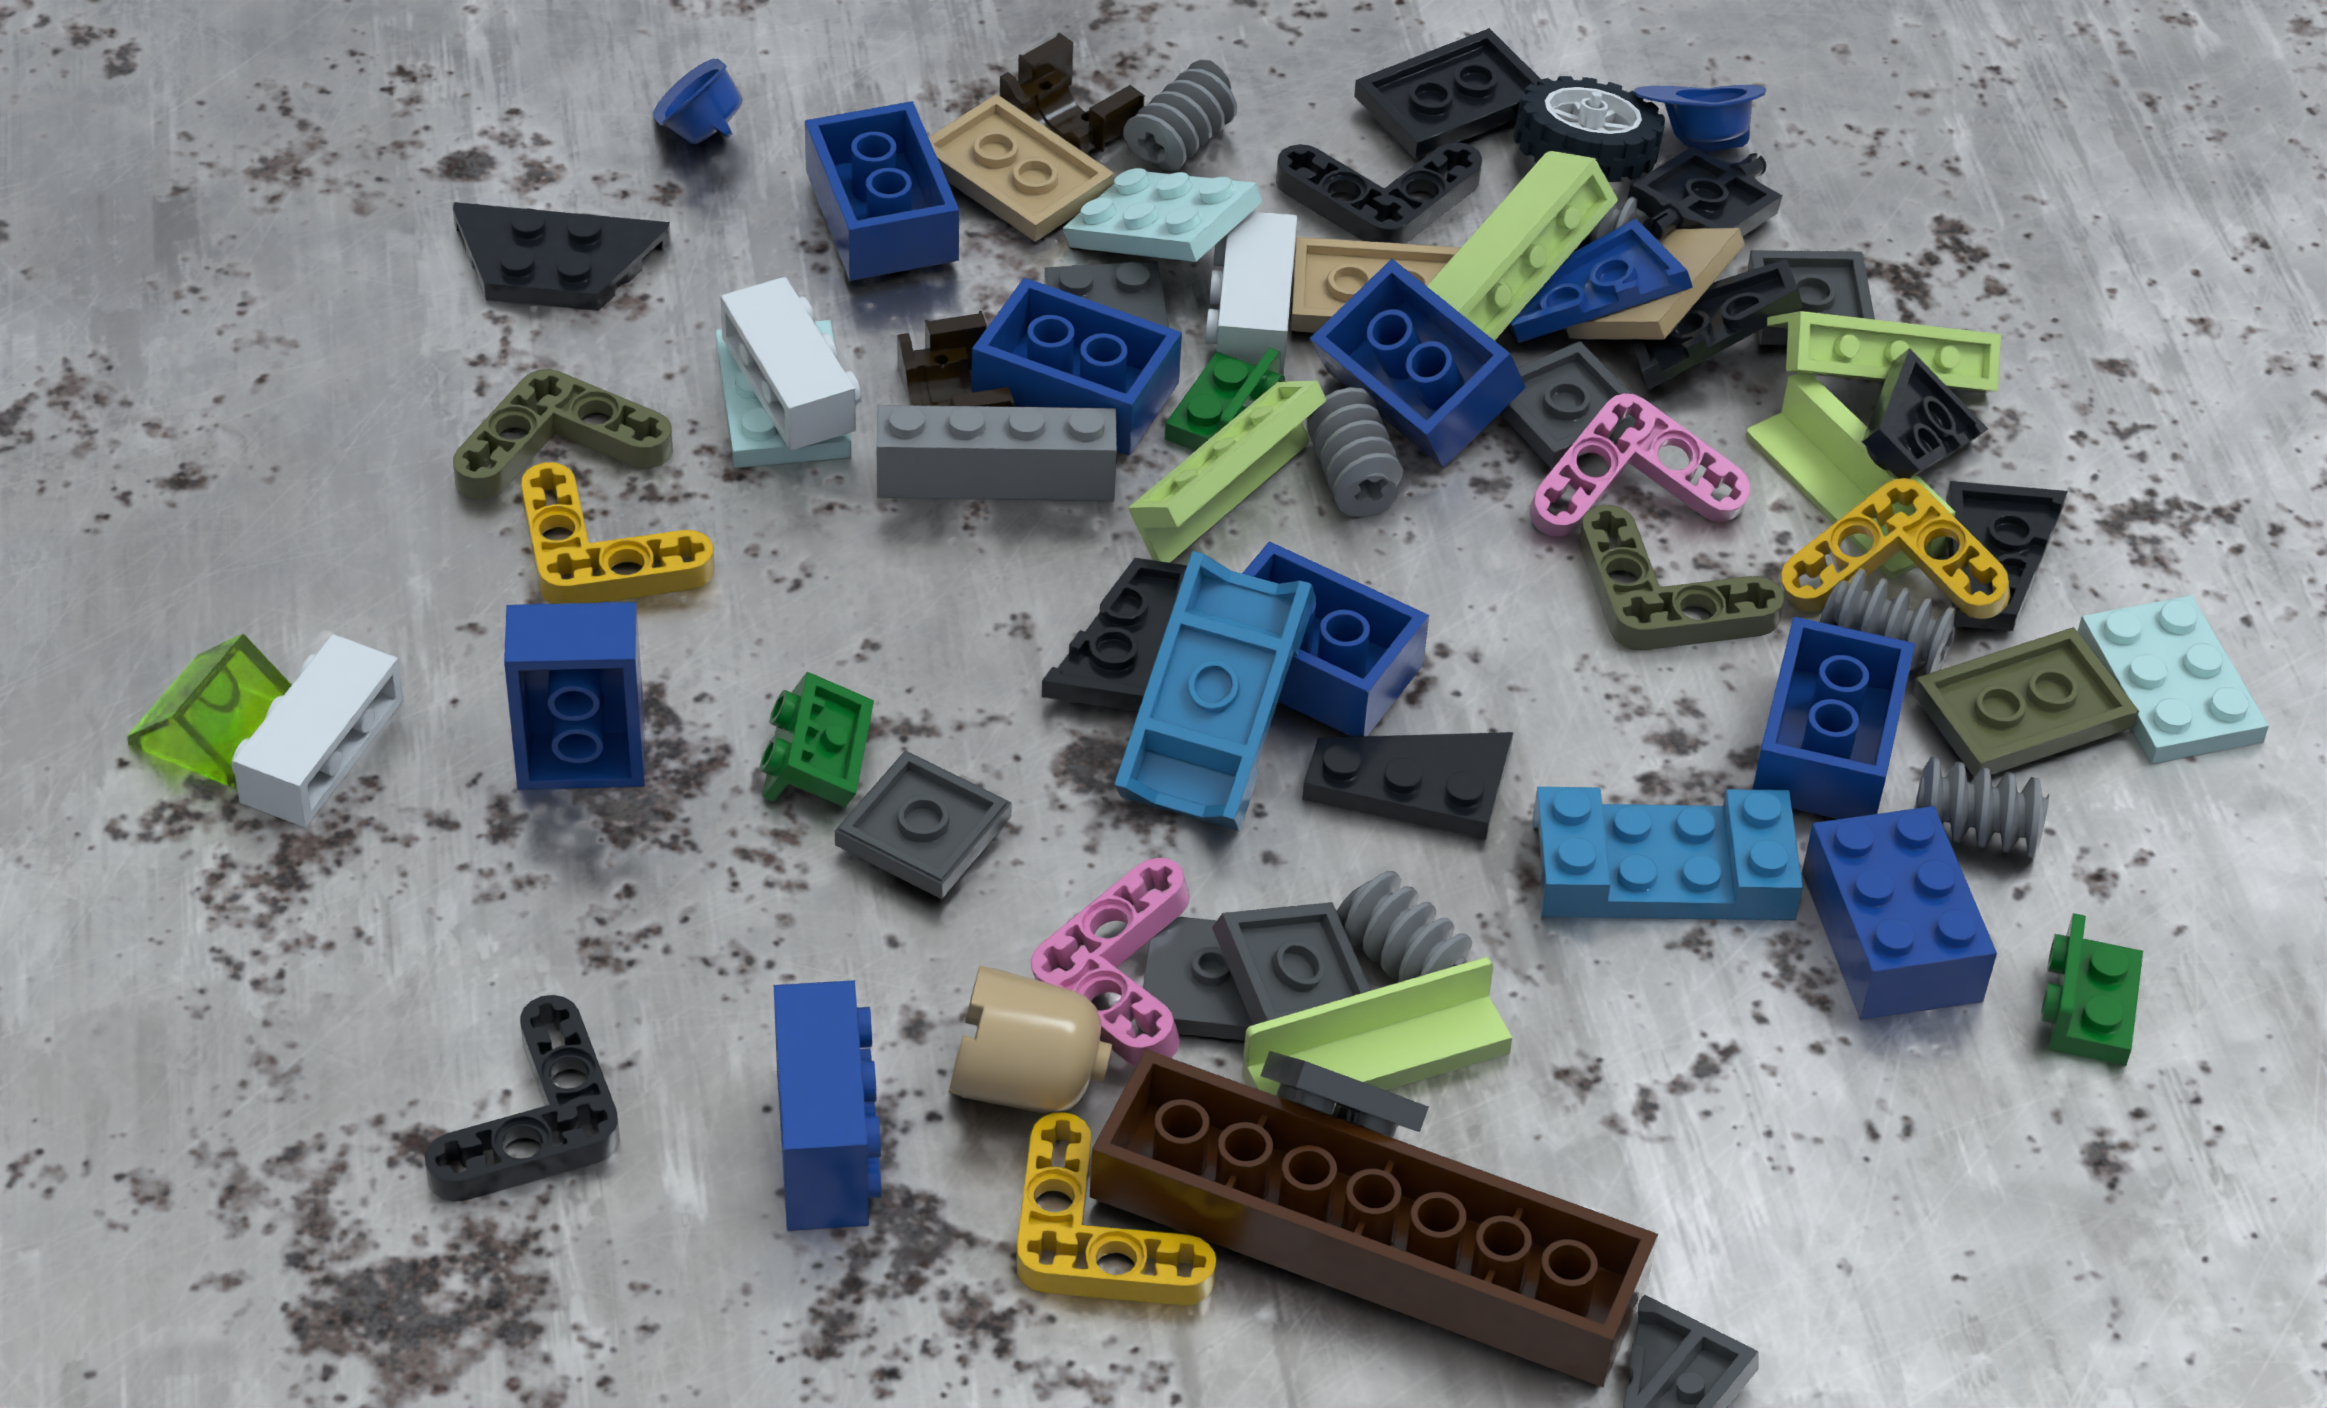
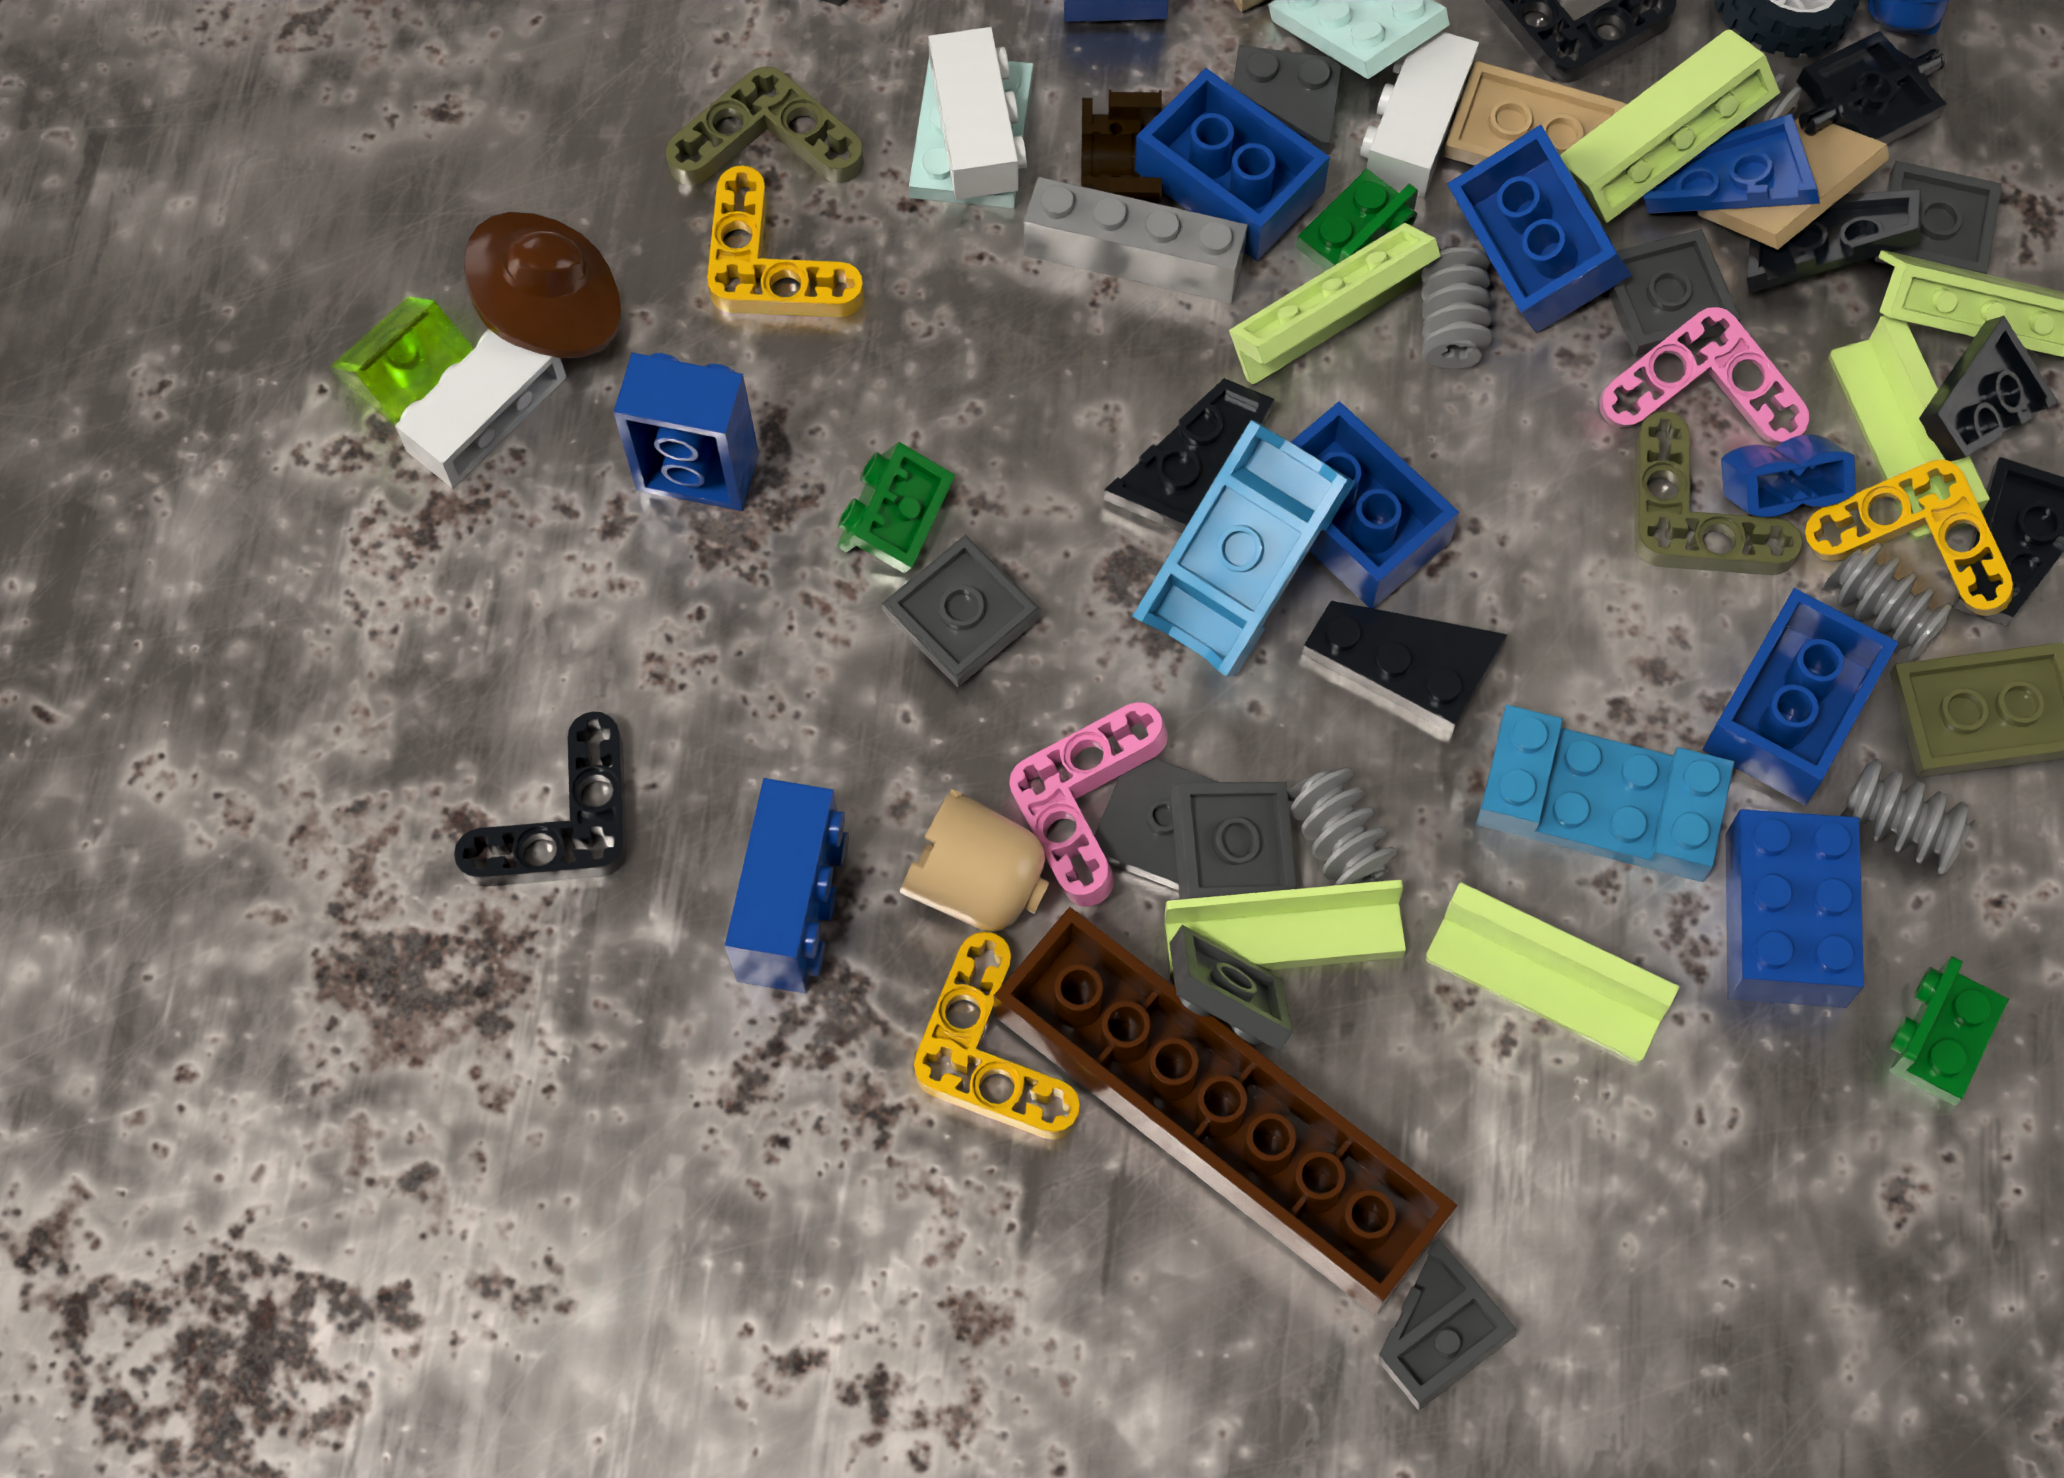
camera: 20 degrees right, 20 degrees up
(355, 603) = (541, 285): none -> reddish brown hat
(1671, 1024) = (1551, 973): none -> yellowish green panel
(1748, 532) = (1794, 472): none -> blue brick

